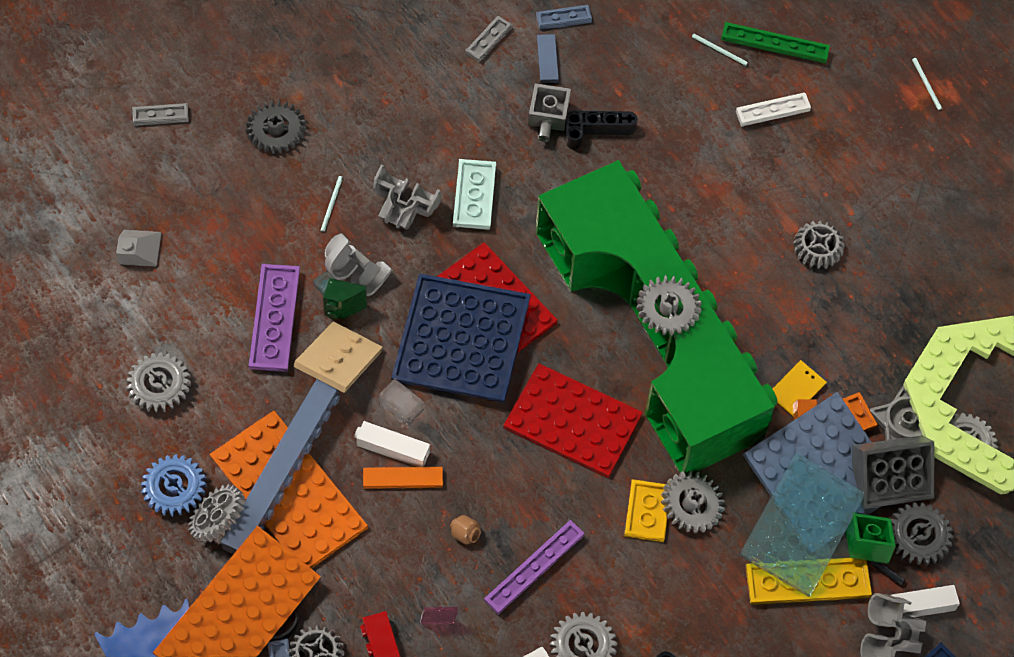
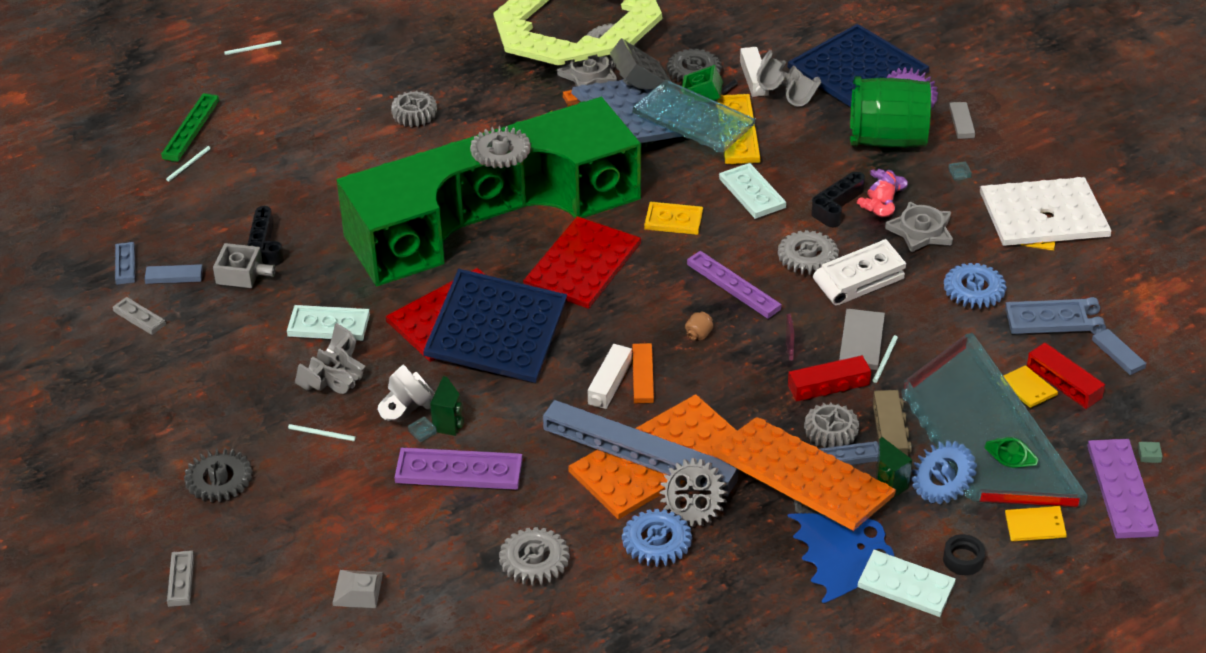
camera: 85 degrees left, 20 degrees down
(338, 357) = (514, 409): tan plate -> none
(401, 402) = (563, 371): clear brick -> none
(694, 592) = (752, 190): none -> light aqua plate
(695, 493) = (667, 188): light grey gear -> none
(773, 109) = (265, 131): white plate -> none

